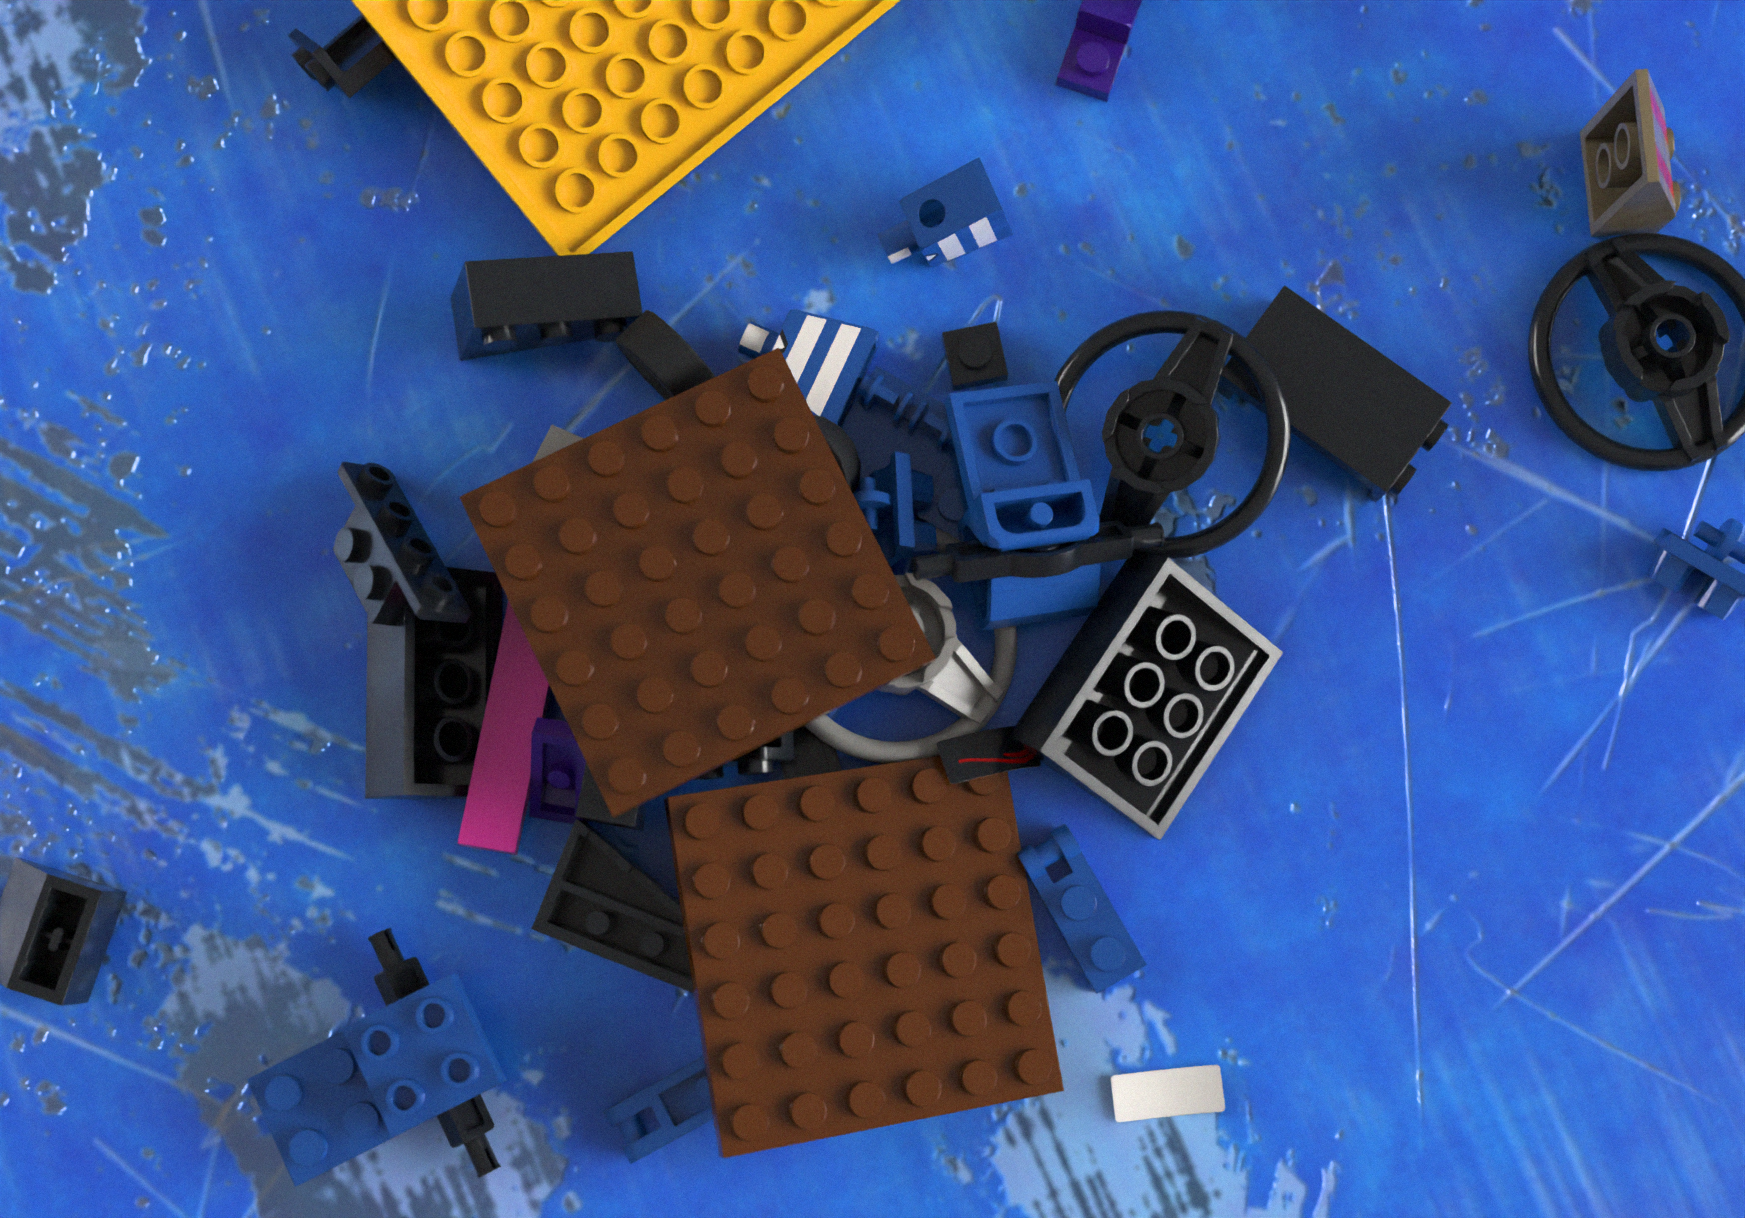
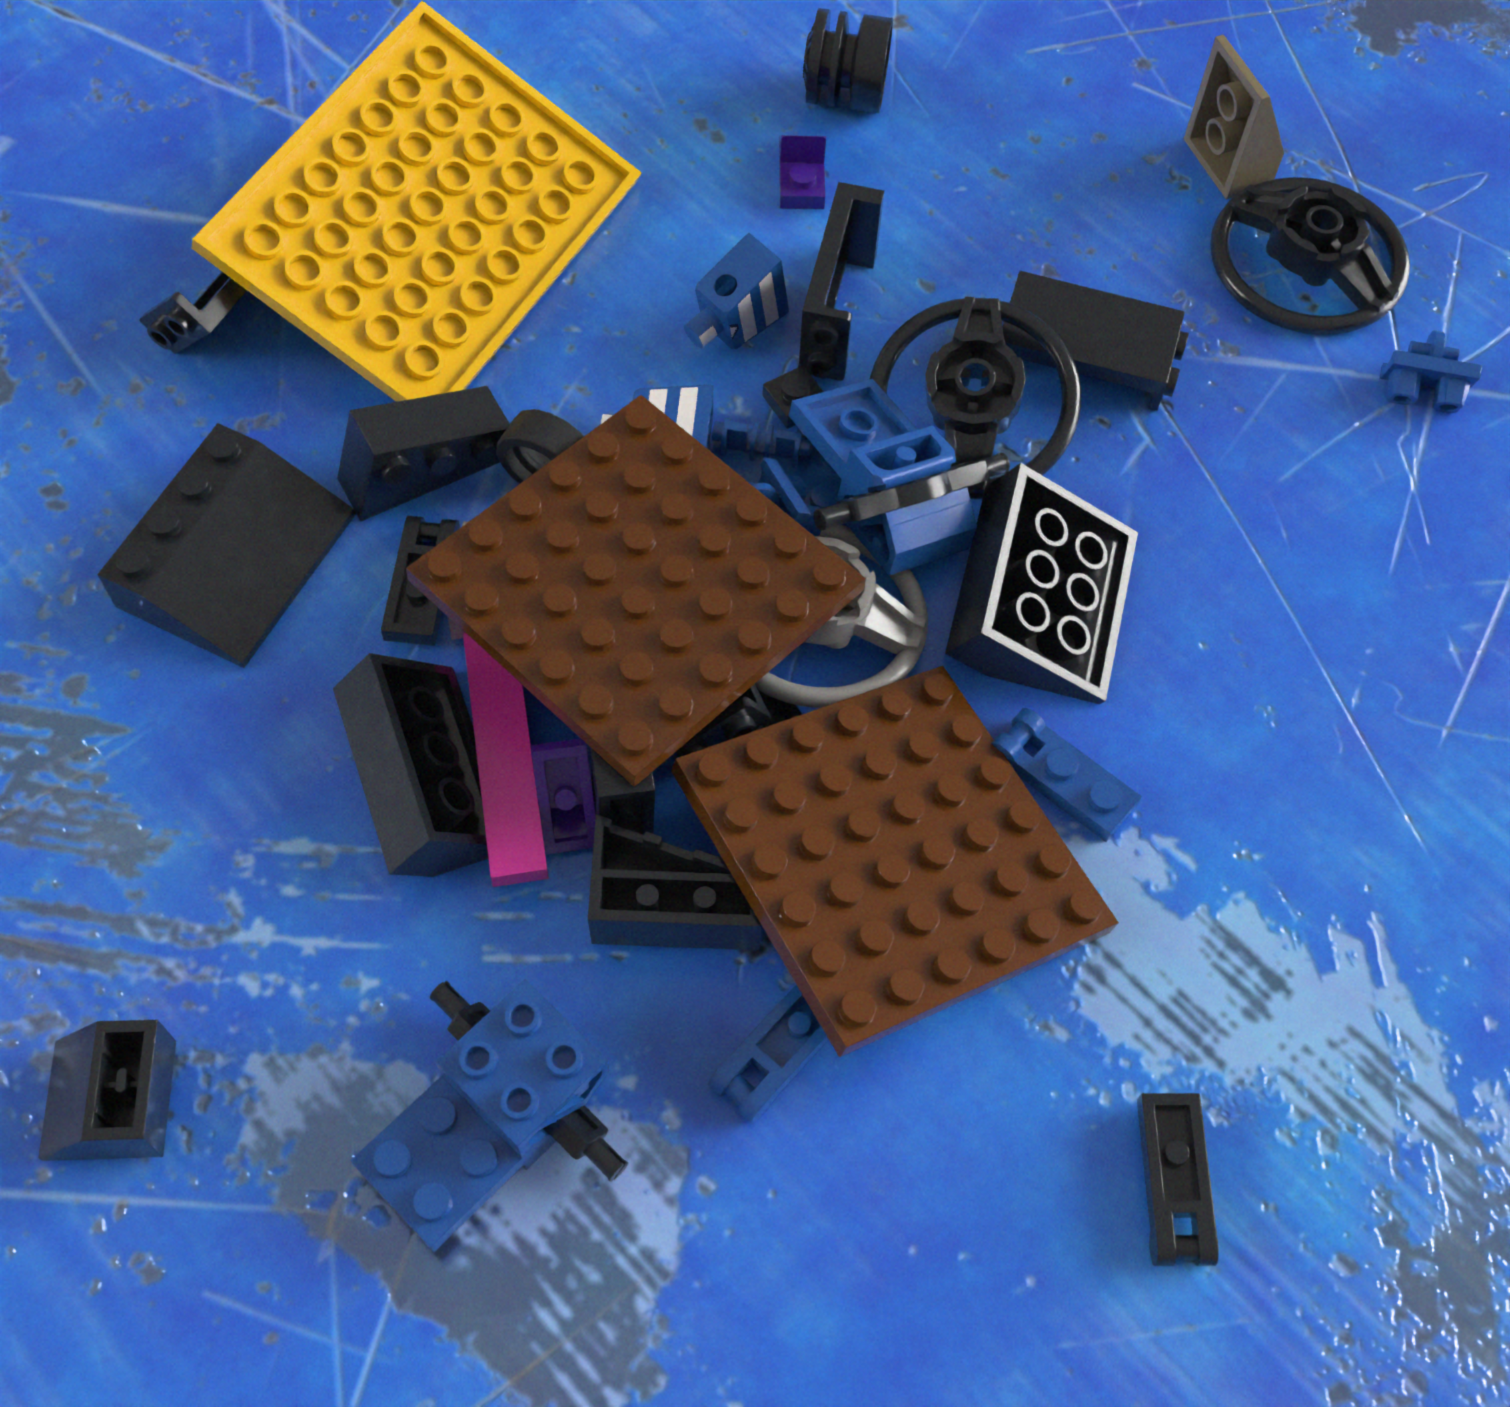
camera: 25 degrees left, 20 degrees down
(310, 358) = (226, 546): none -> black slope
(391, 553) = (347, 660): black bracket -> none
(499, 447) = (408, 612): none -> black plate
(983, 755) = (929, 669): black sticker -> none
(1112, 162) = (848, 239): none -> black panel
(1167, 1093) = (1207, 901): white sticker -> none

